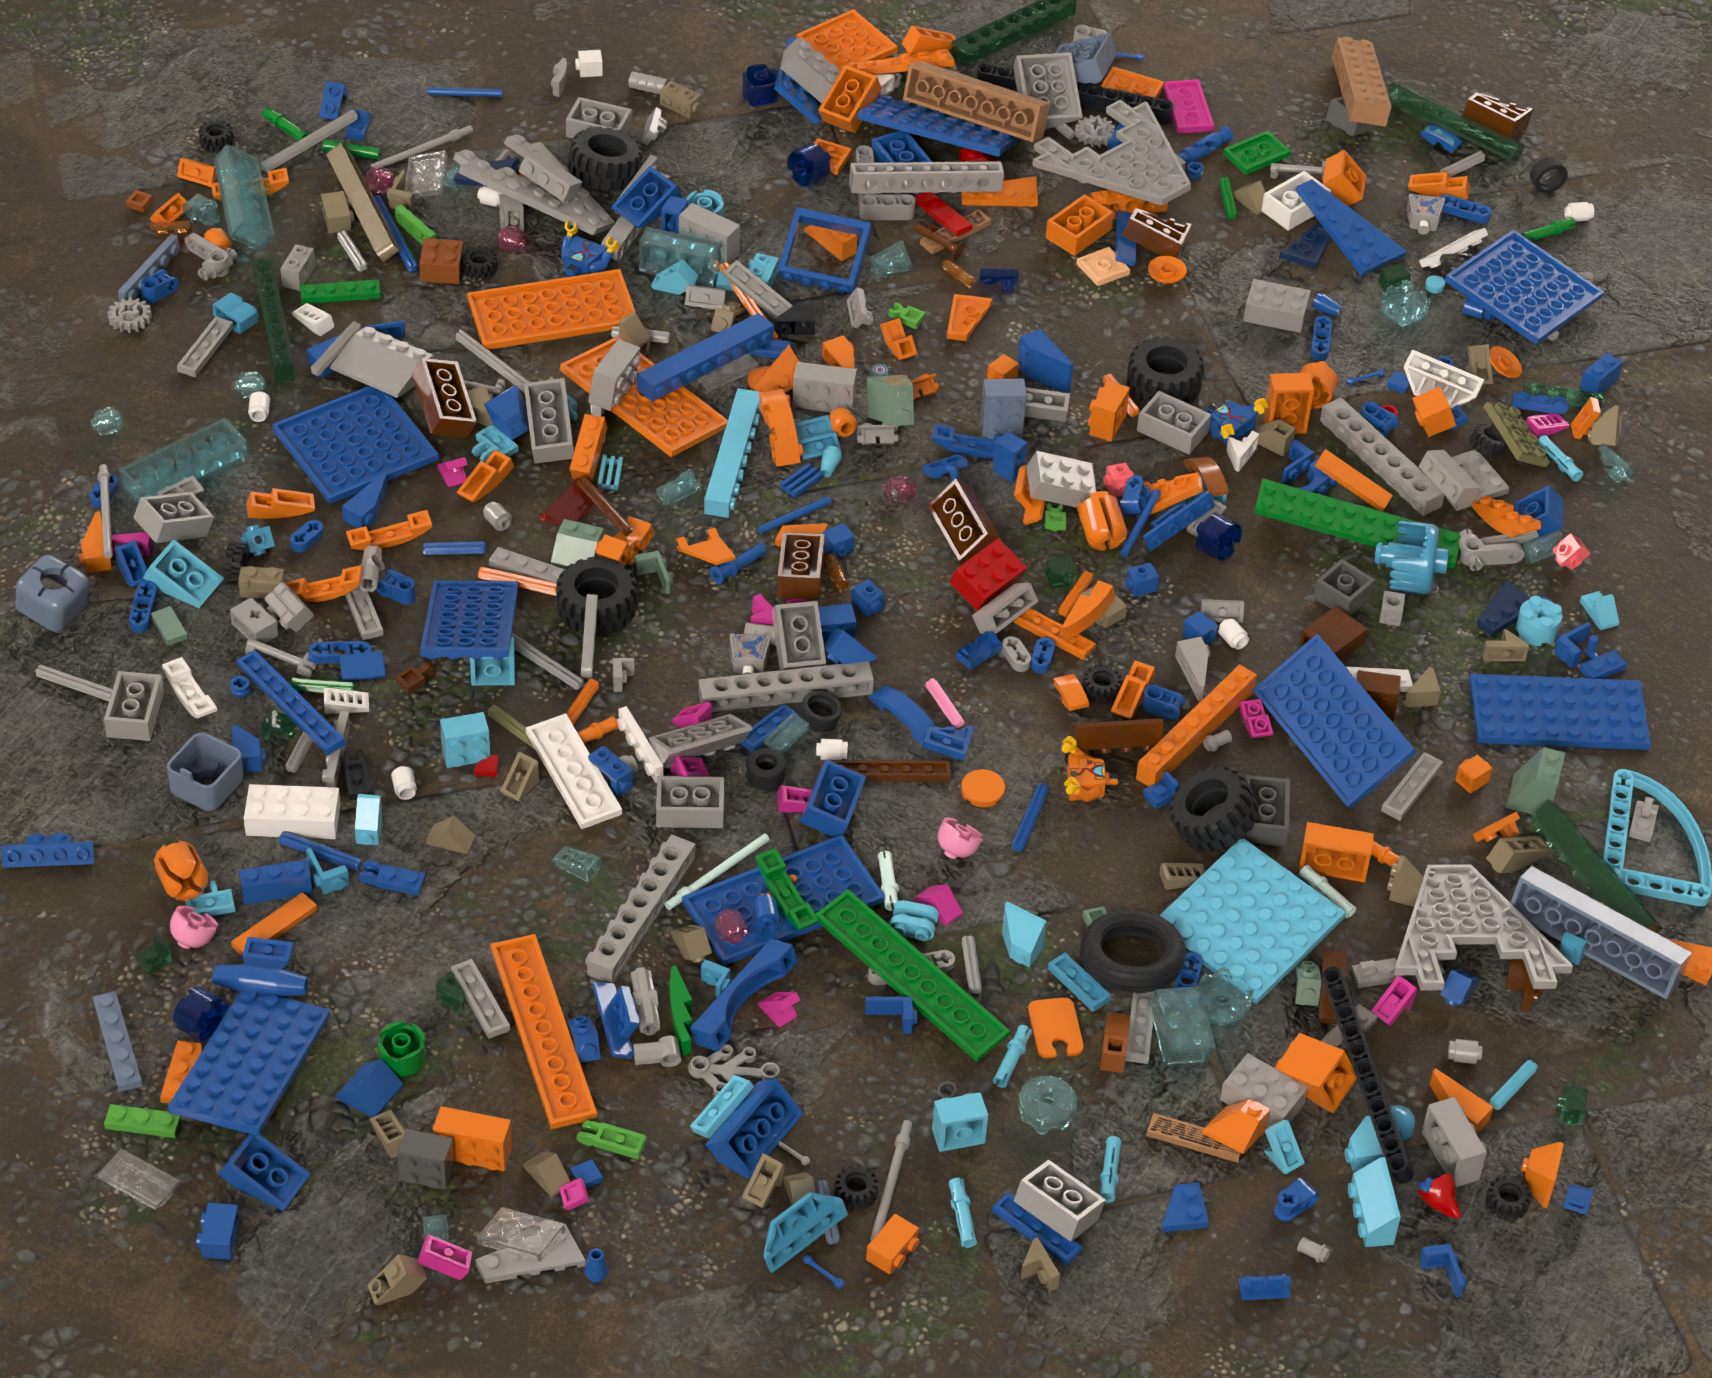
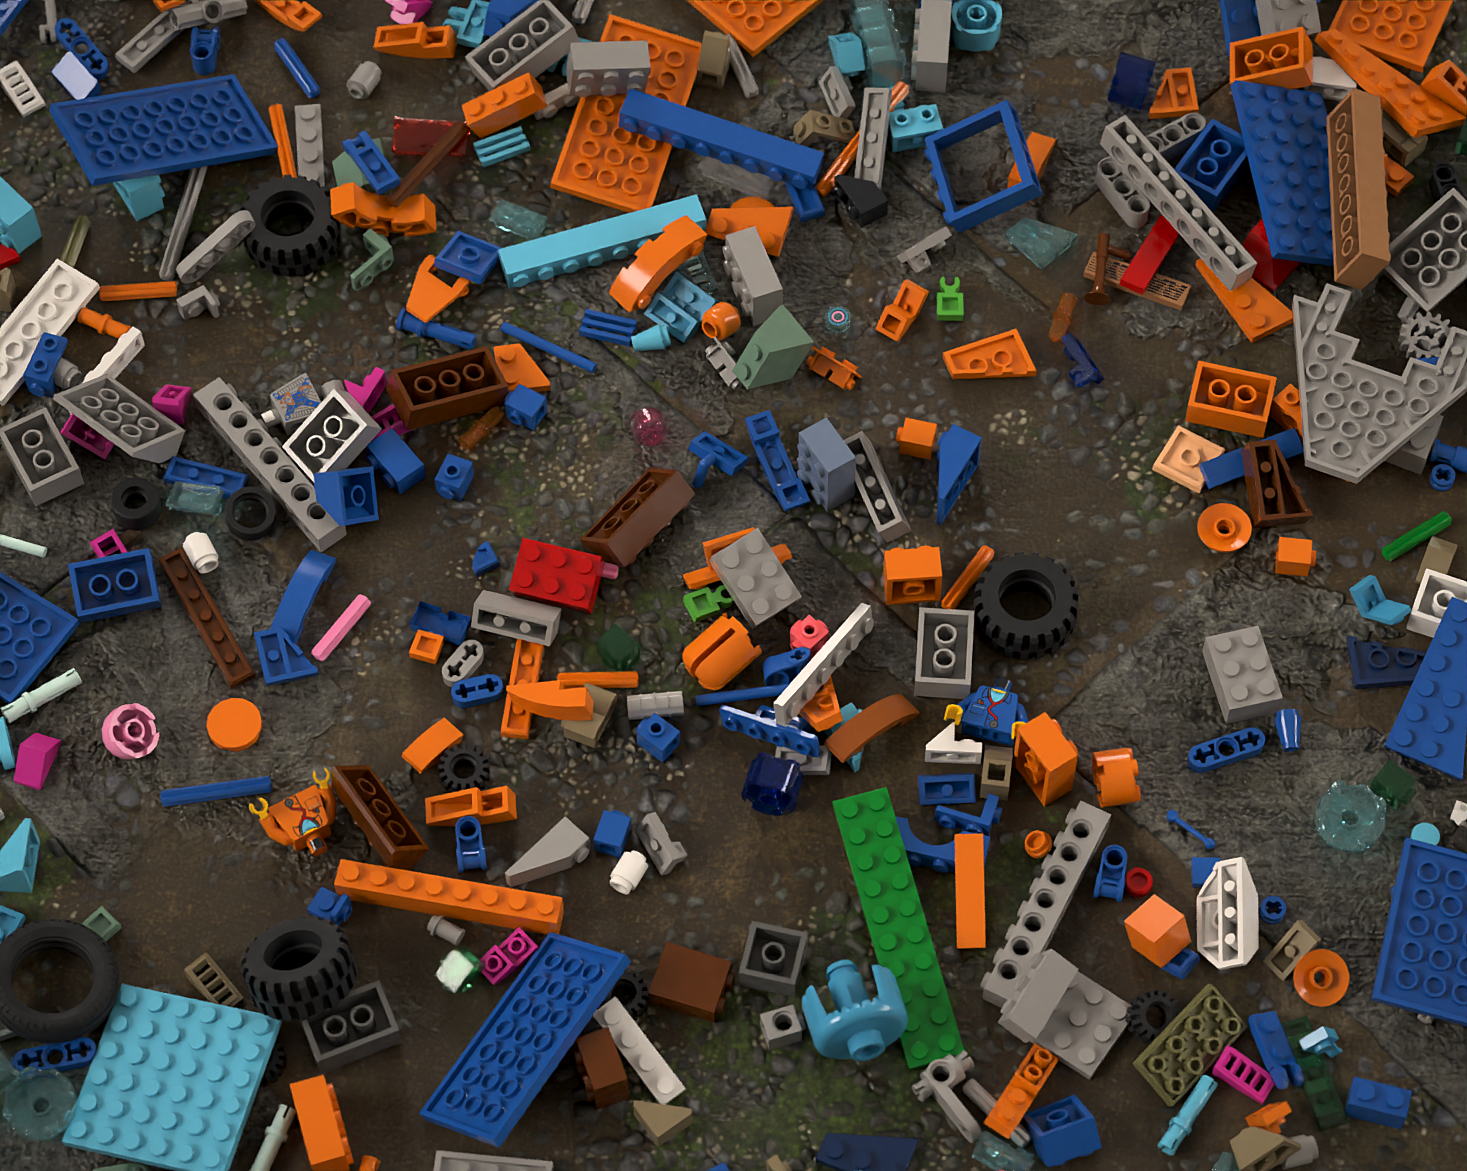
camera: 65 degrees right, 15 degrees up
(318, 686) = (30, 59): axle -> none
(588, 524) = (371, 163): none -> blue plate
(692, 521) = (468, 257): none -> blue tile
(838, 352) = (824, 274): orange slope -> none
(940, 612) = (484, 559): none -> blue tile
(992, 665) = (426, 646): none -> orange plate
(1009, 456) = (764, 507): blue brick -> none
(1118, 569) = (663, 704): none -> light grey axle
(1150, 474) = (823, 664): none -> light grey plate
(1208, 250) = (1294, 556): none -> orange brick
(1256, 741) = (459, 970): none -> clear green brick
(1266, 466) = (946, 788): none -> blue slope
(1272, 230) = (1374, 605): none -> dark azure bracket
(1335, 442) = (1038, 843): none -> orange plate
(1551, 376) = (1321, 1041): none -> dark azure plate

